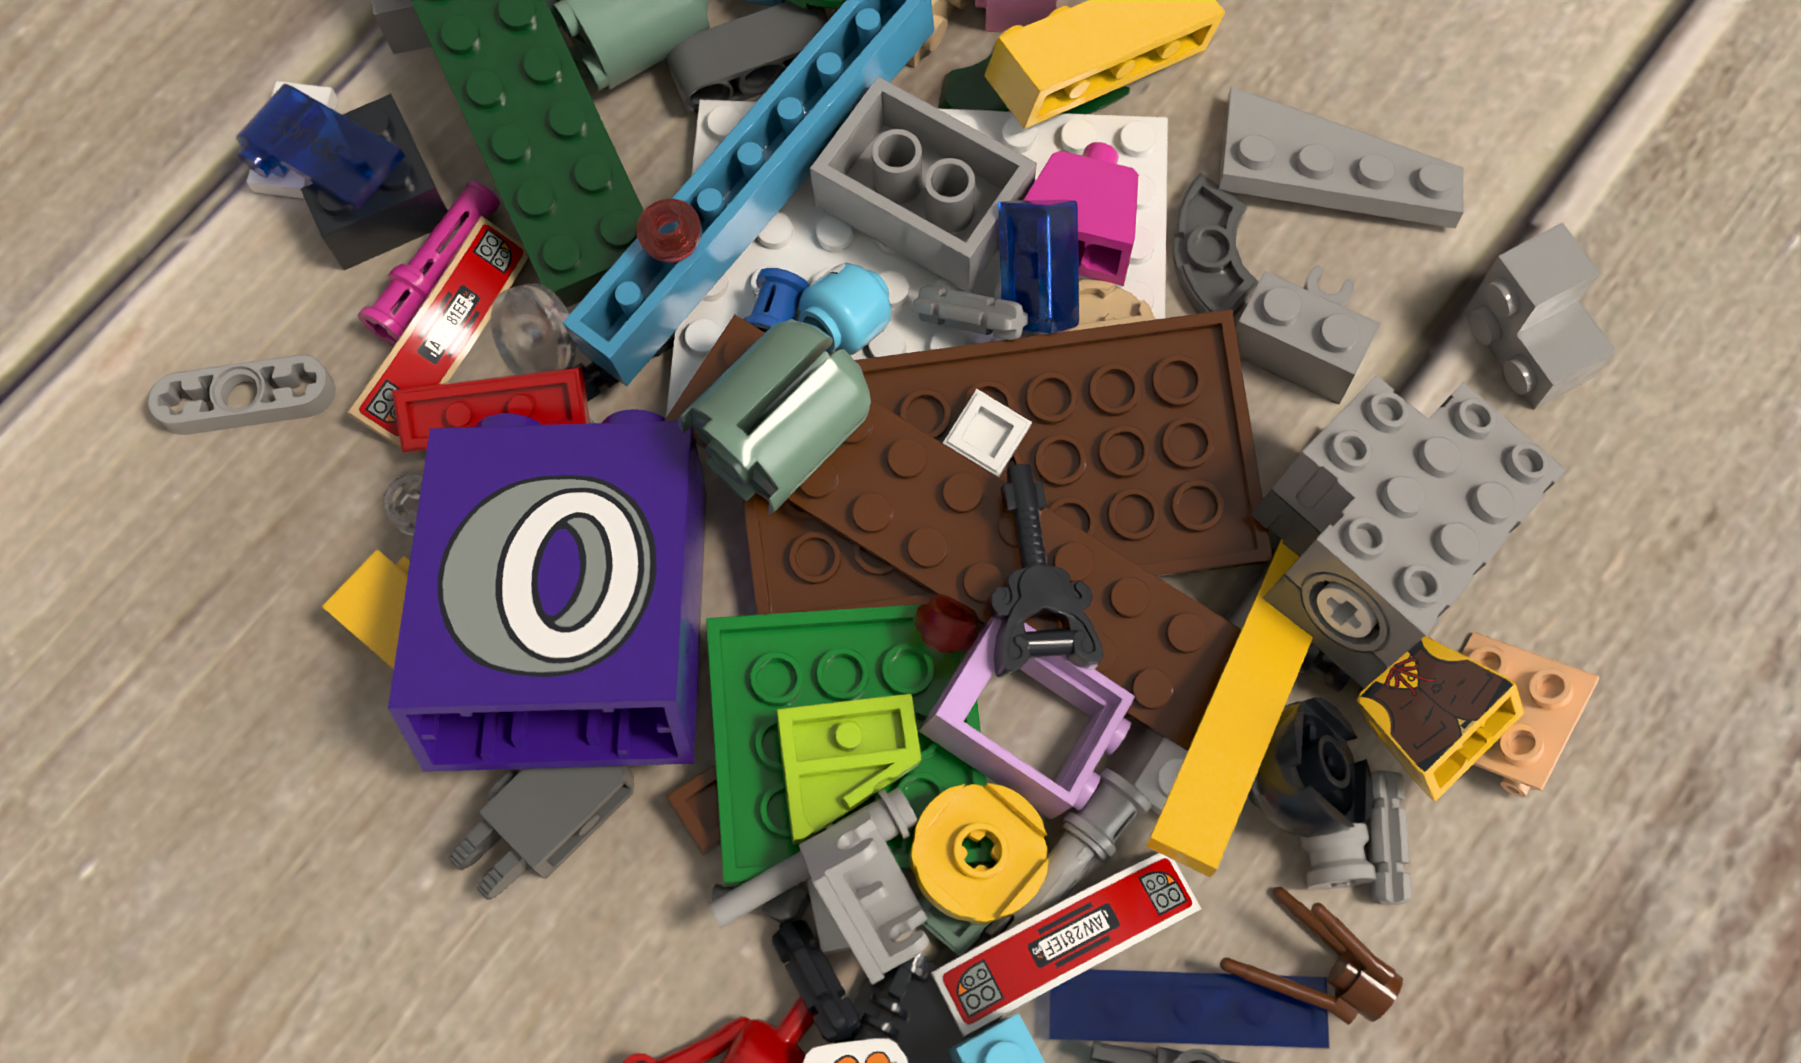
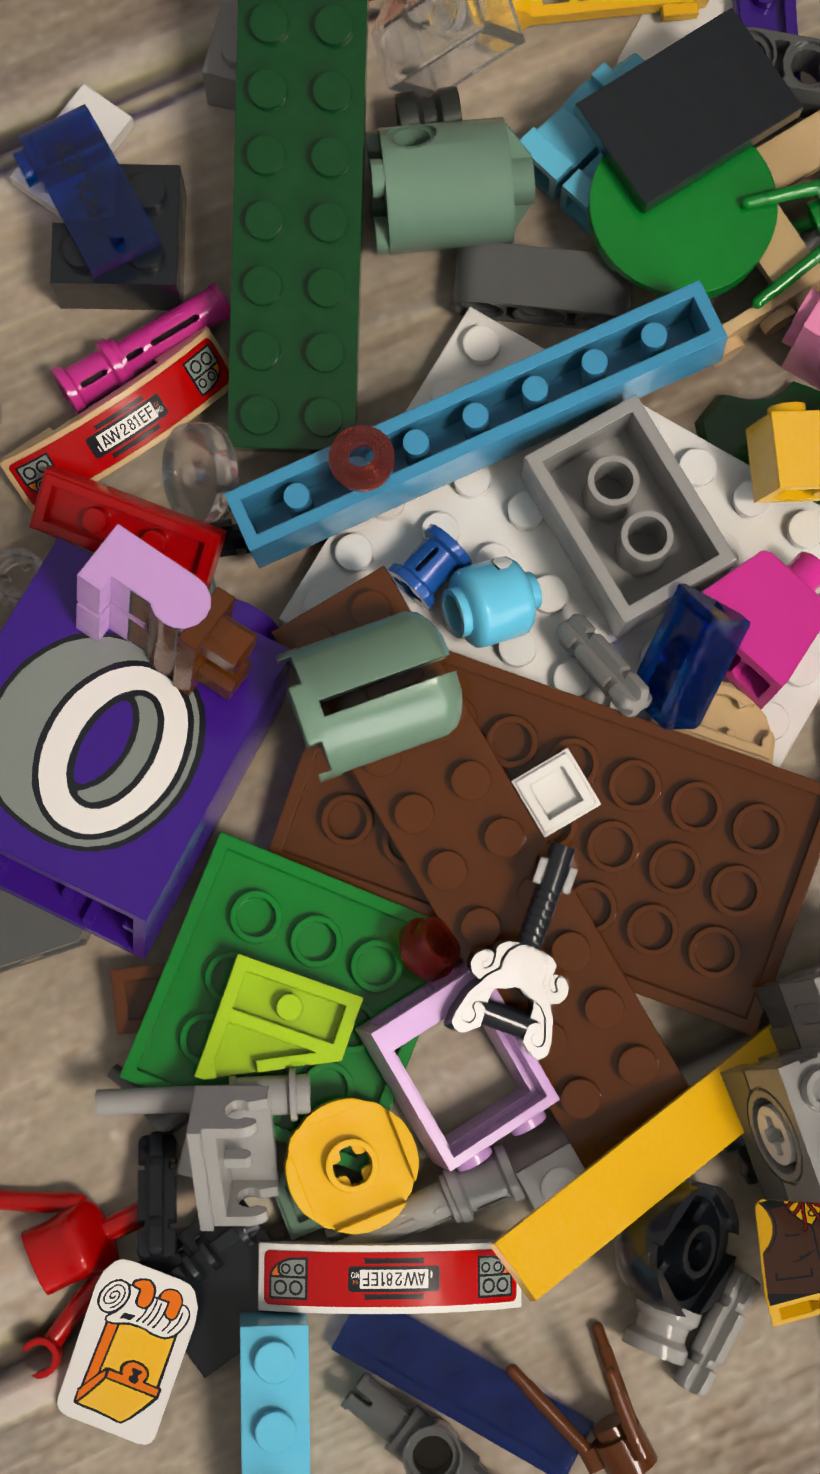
camera: 20 degrees right, 10 degrees up
(557, 428) = (163, 613): none -> hips

